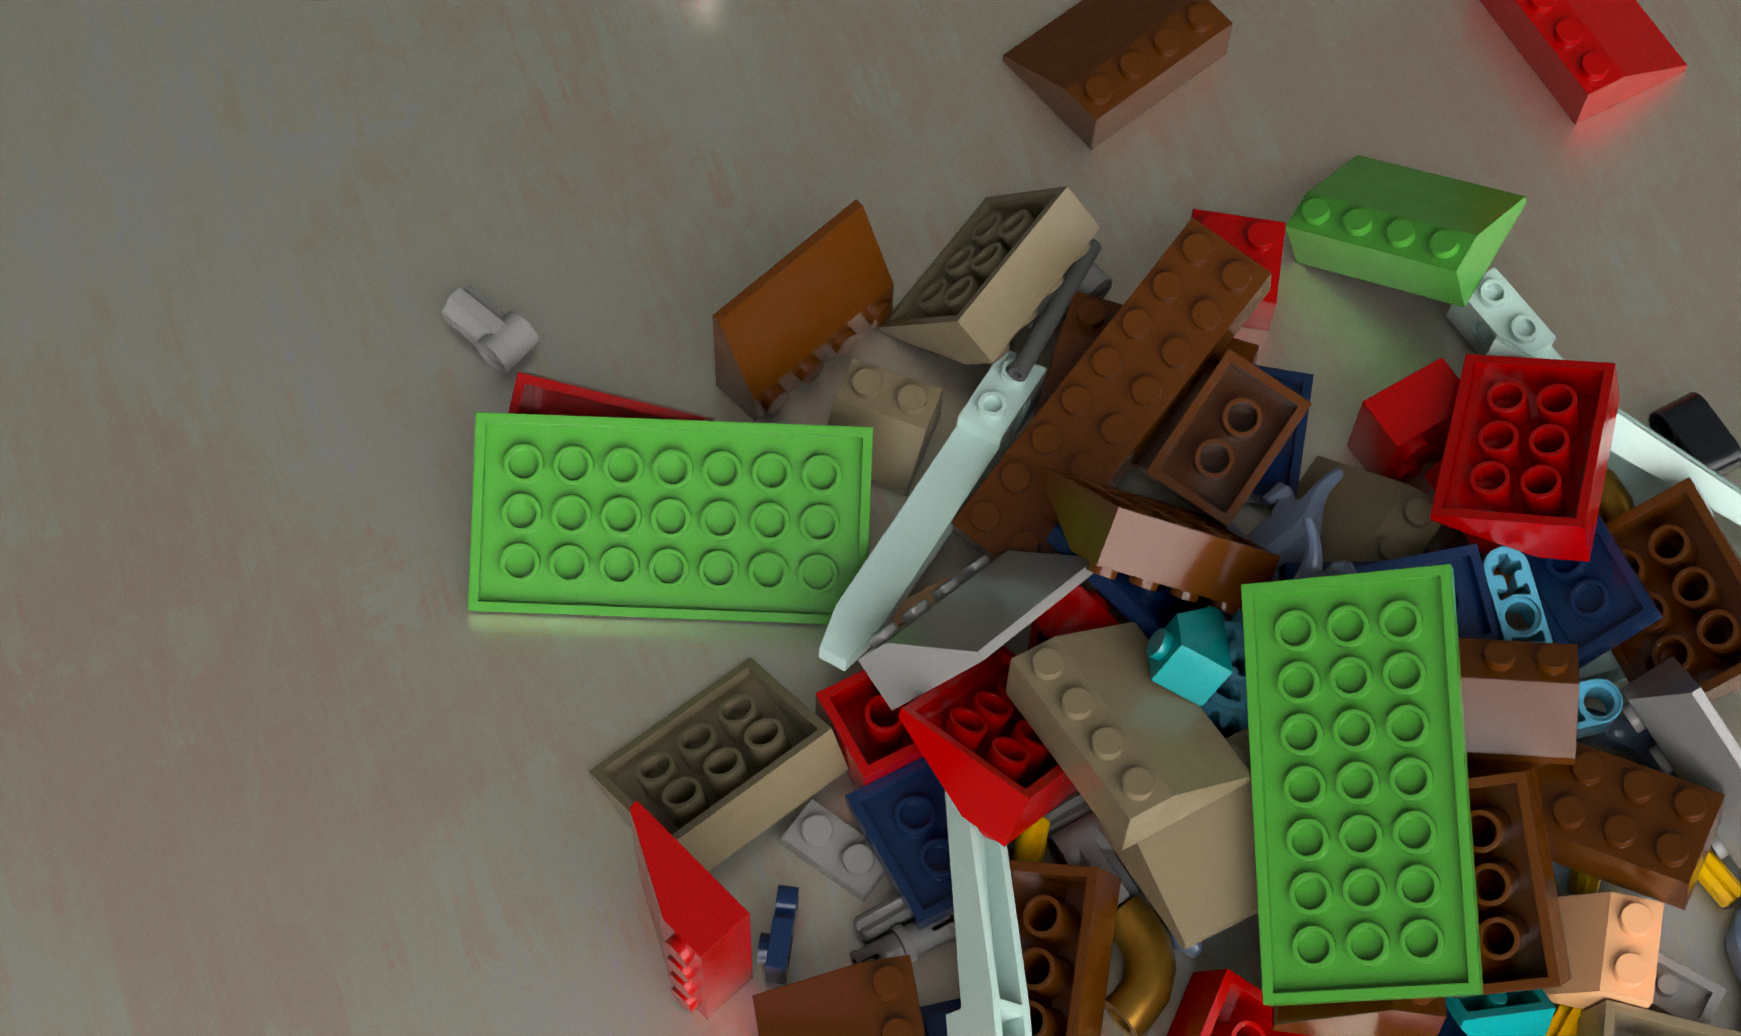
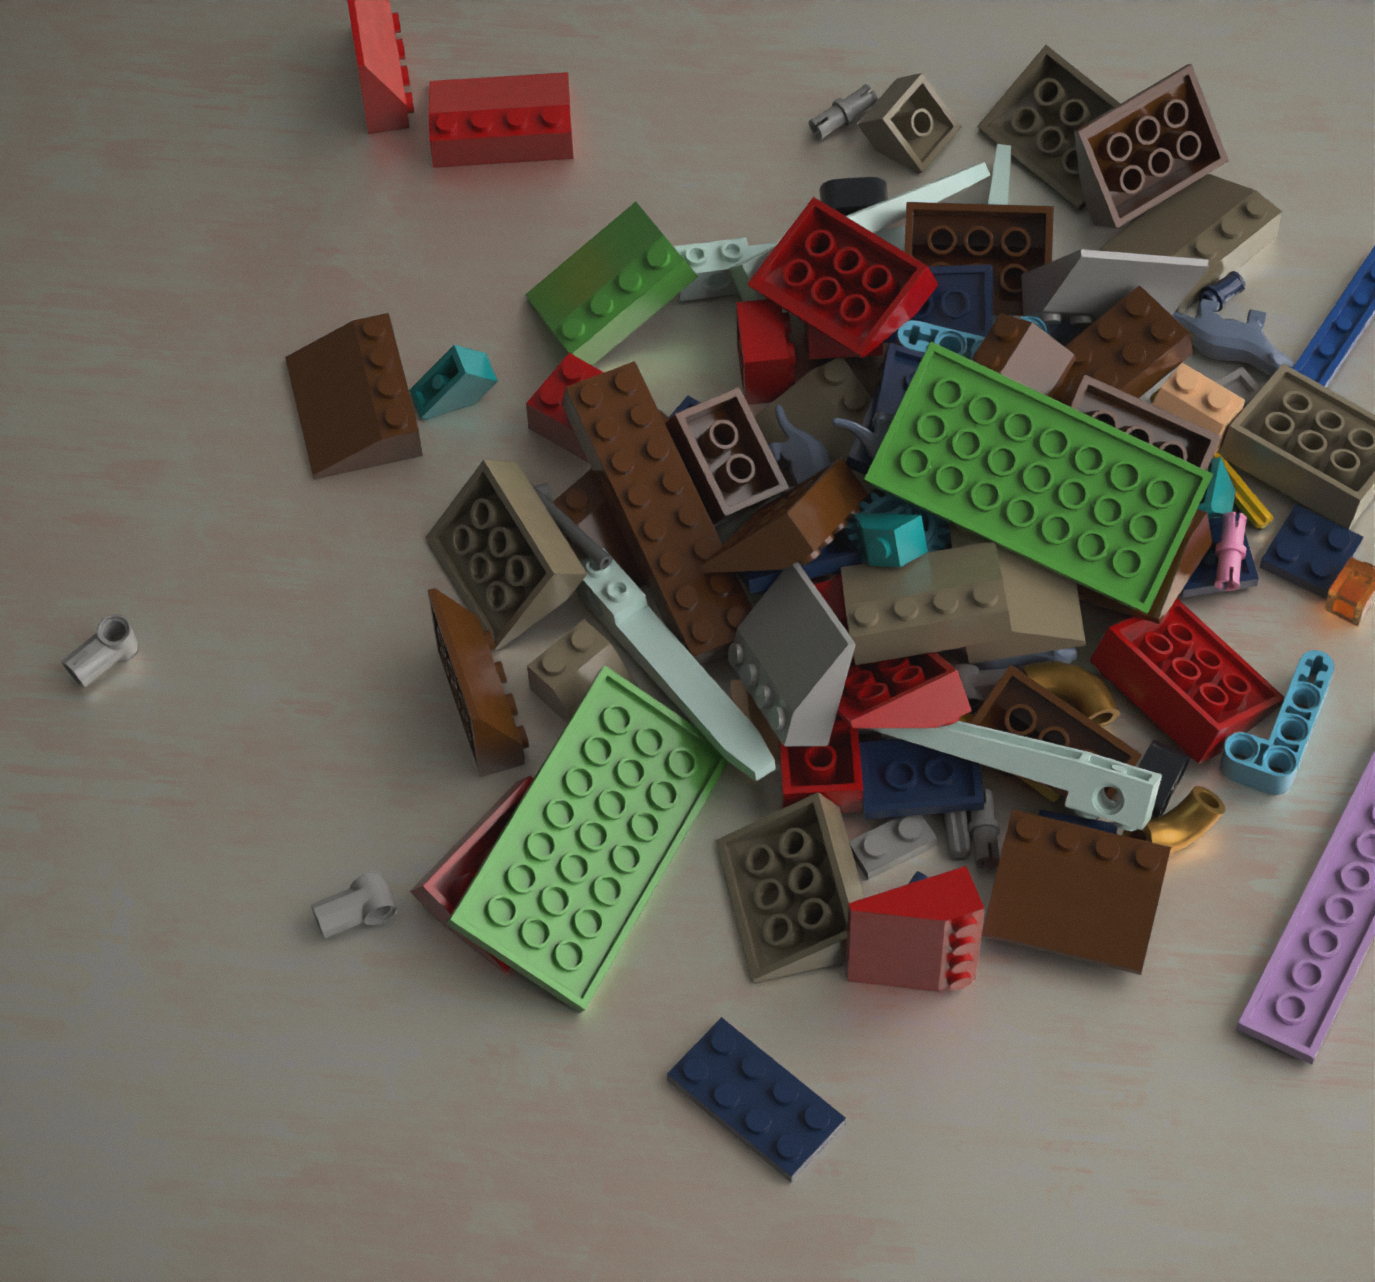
camera: 60 degrees left, 5 degrees down
(441, 839) = (756, 1099): none -> dark blue plate
(1193, 133) = (453, 382): none -> teal slope

